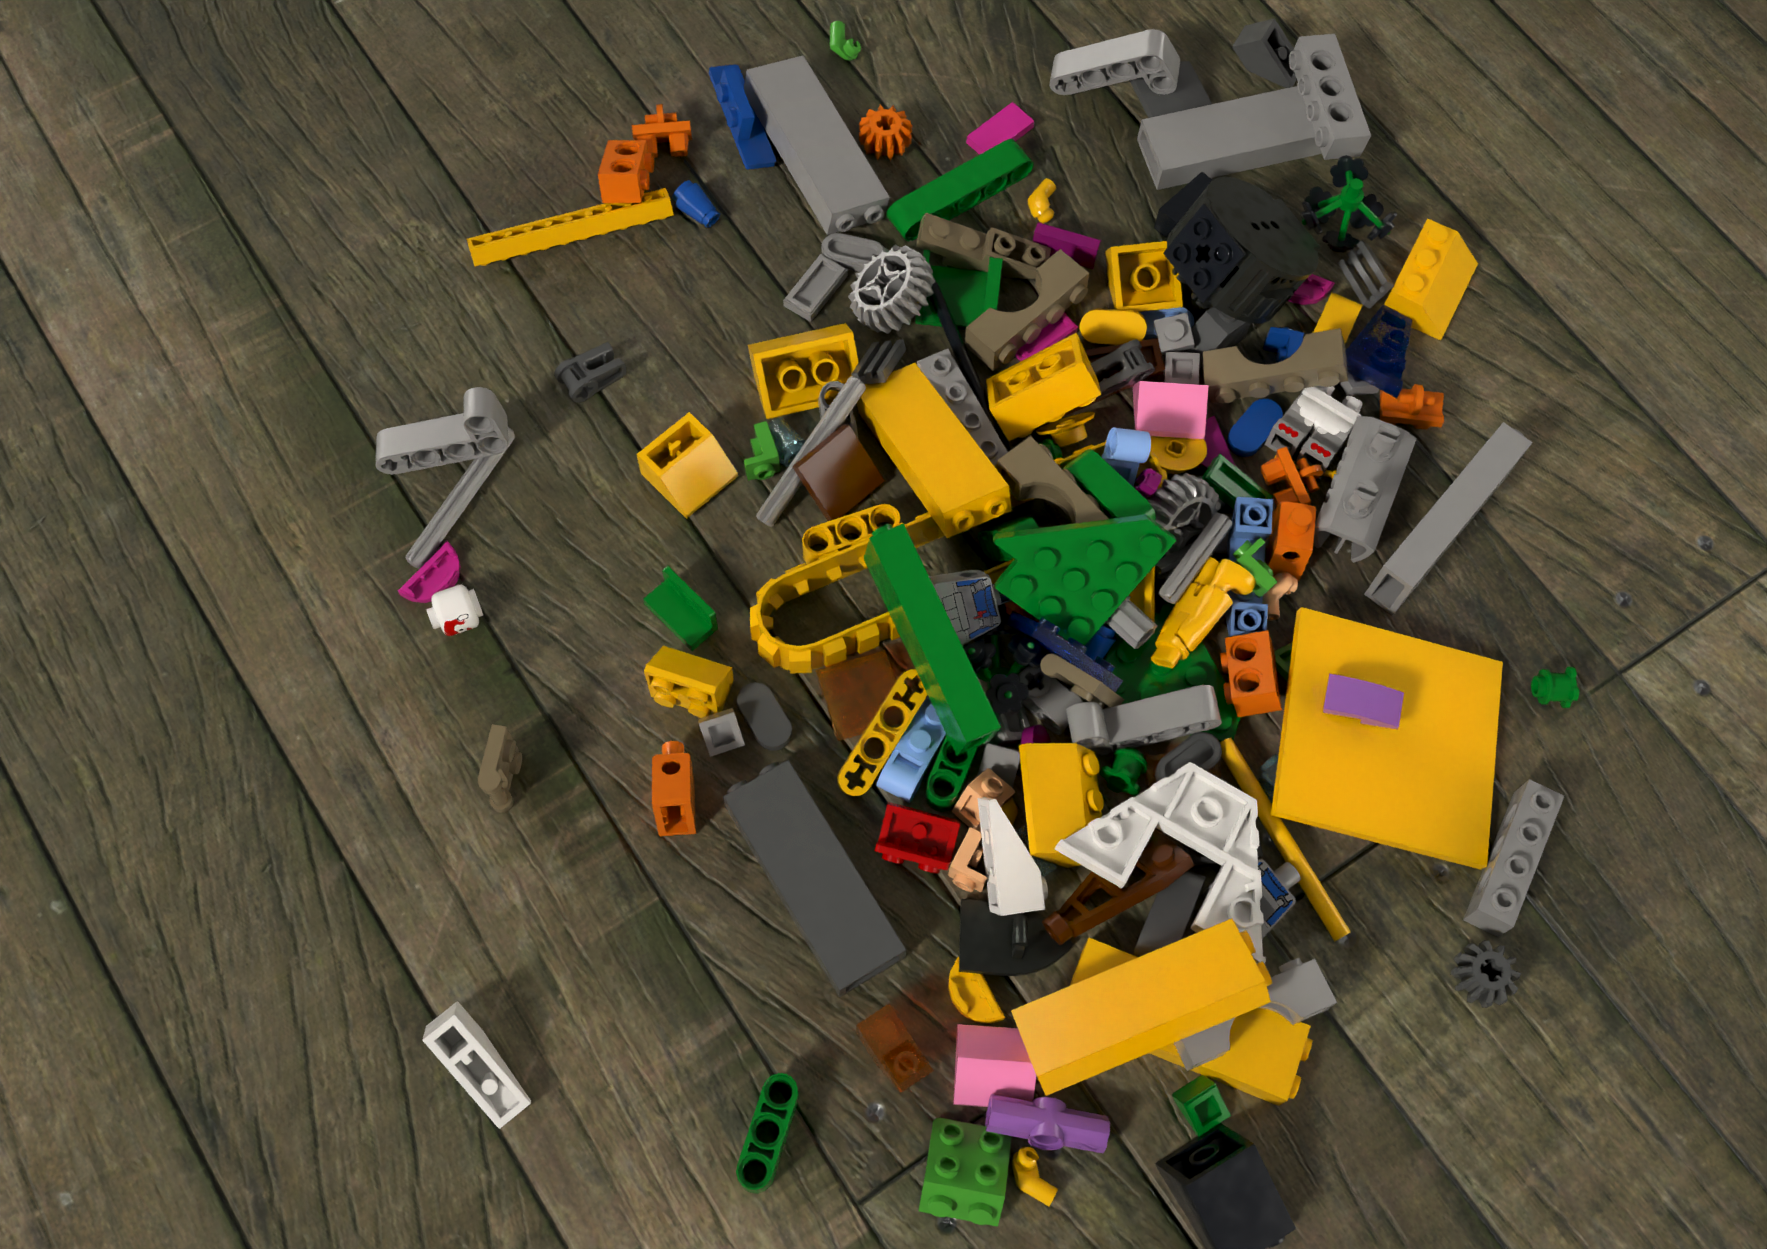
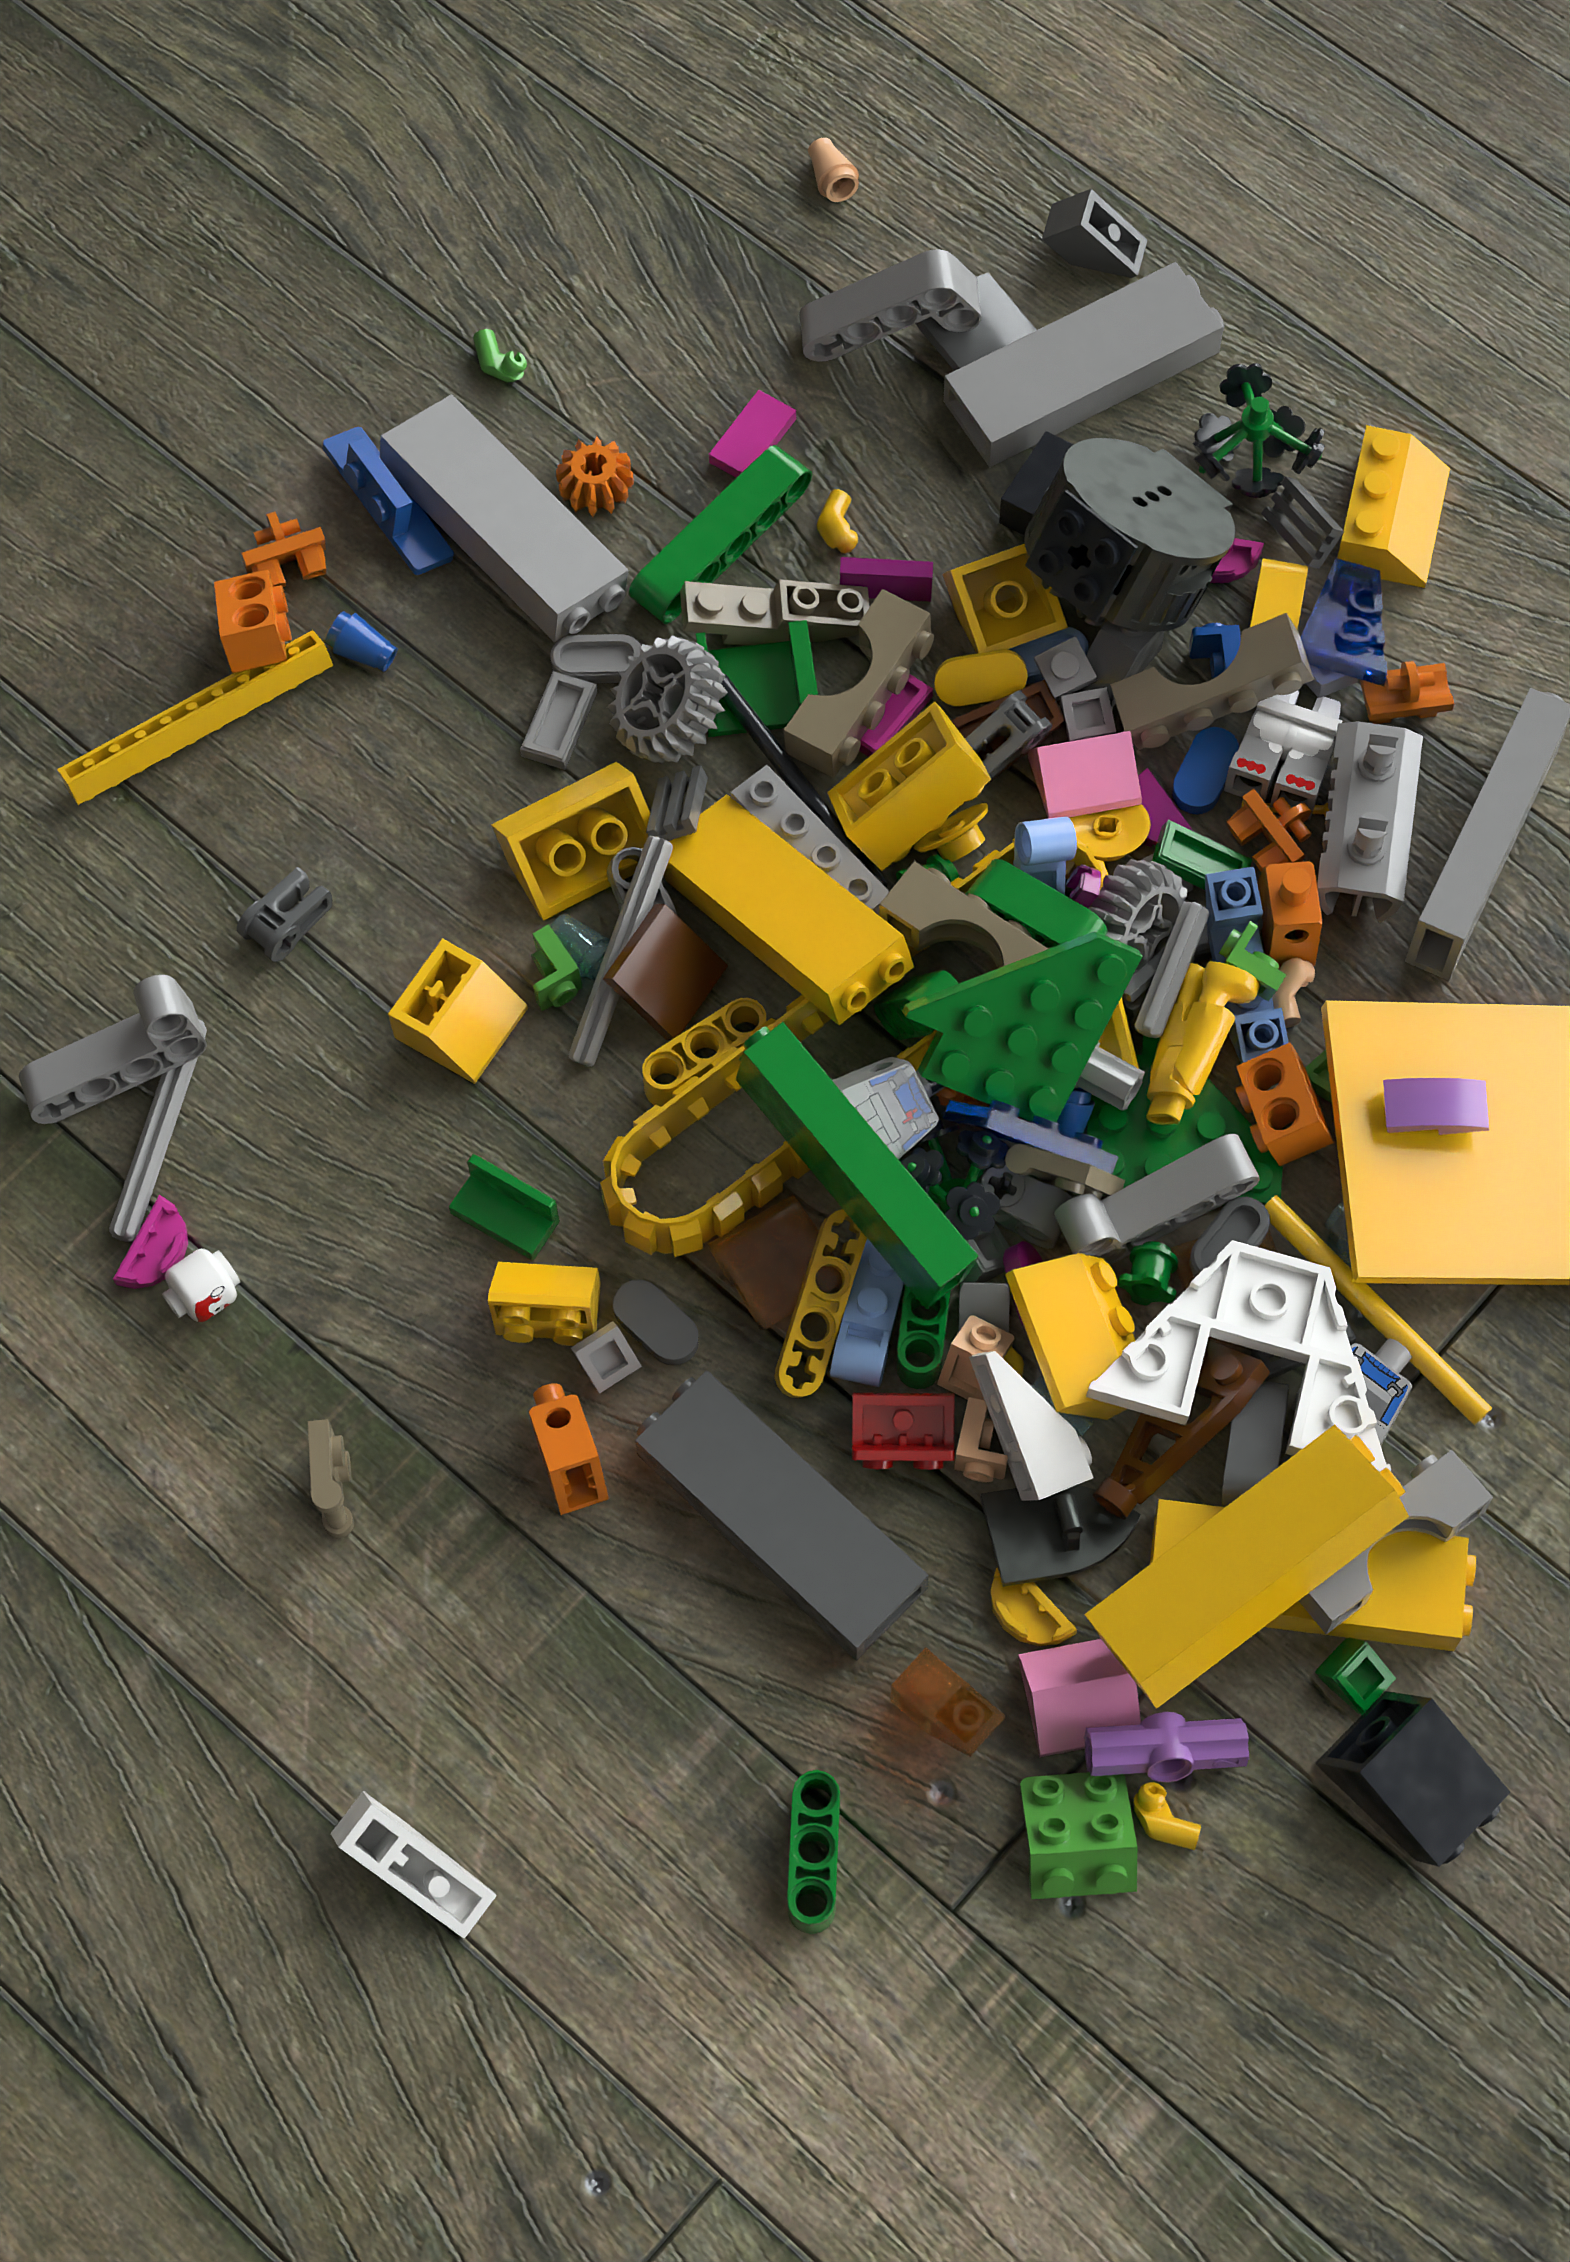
camera: 10 degrees left, 0 degrees up
(1329, 96) = (1193, 284): light grey brick -> none

